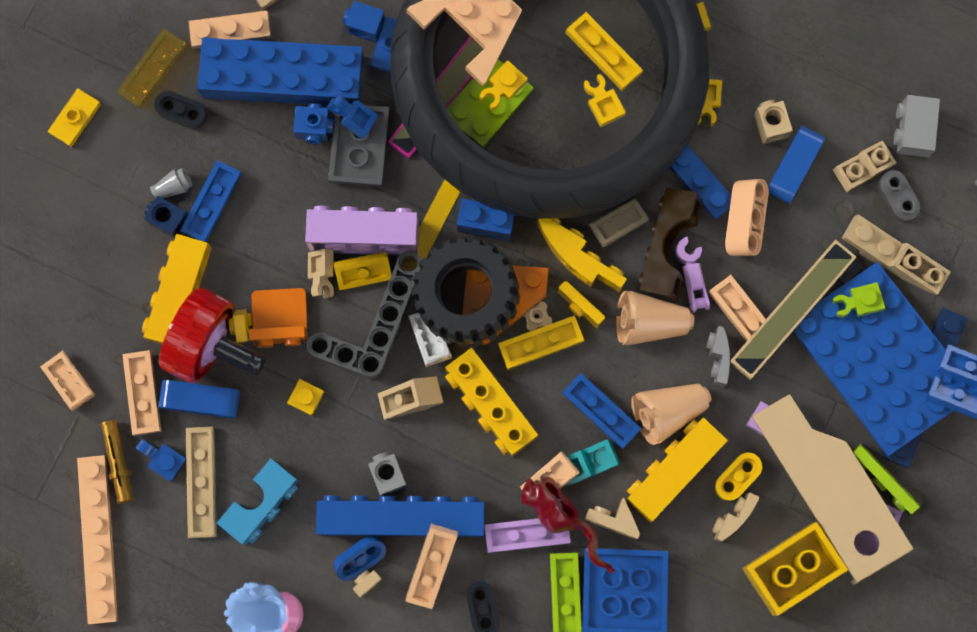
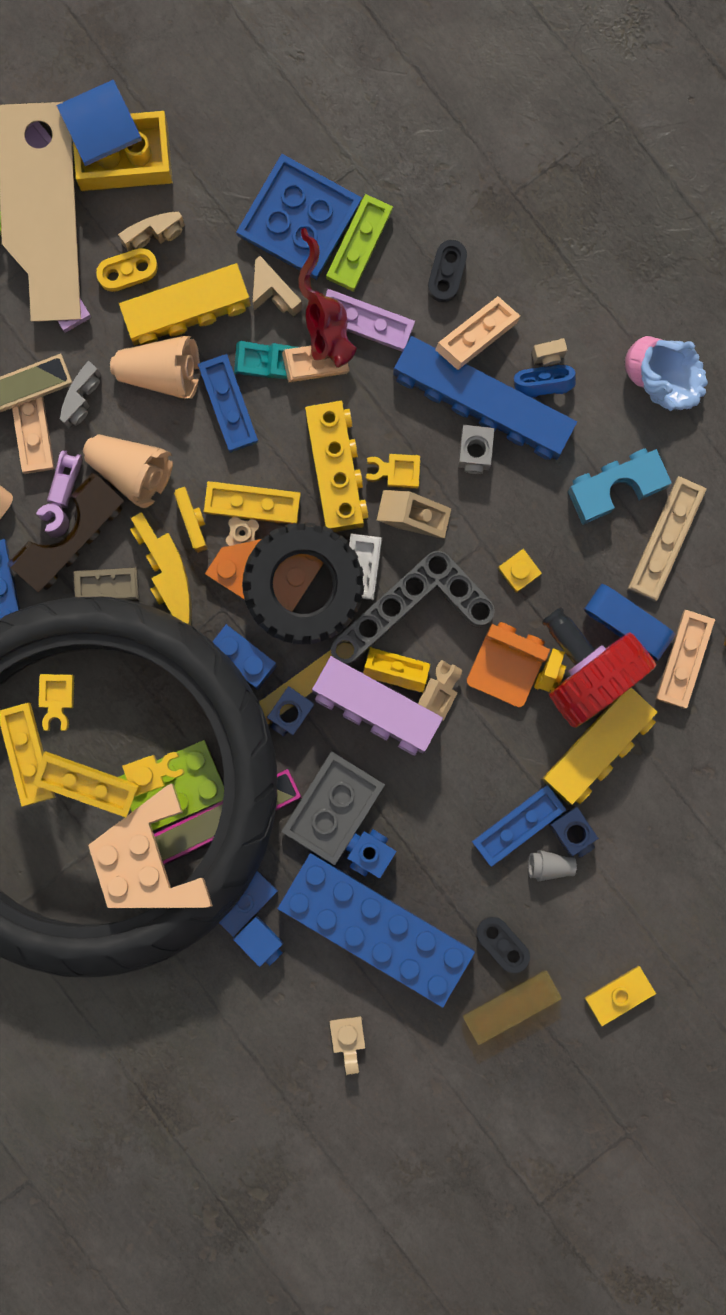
camera: 160 degrees left, 5 degrees up
(164, 461) = (694, 577): blue plate -> none
(241, 27) = (407, 1010): light nougat plate -> none
(356, 115) = (321, 834): blue plate -> none
(430, 209) = (302, 704): none -> dark blue brick
(438, 426) = (400, 471): none -> yellow plate
(546, 48) = (85, 784): none -> yellow plate
(822, 575) = (99, 122): none -> blue slope

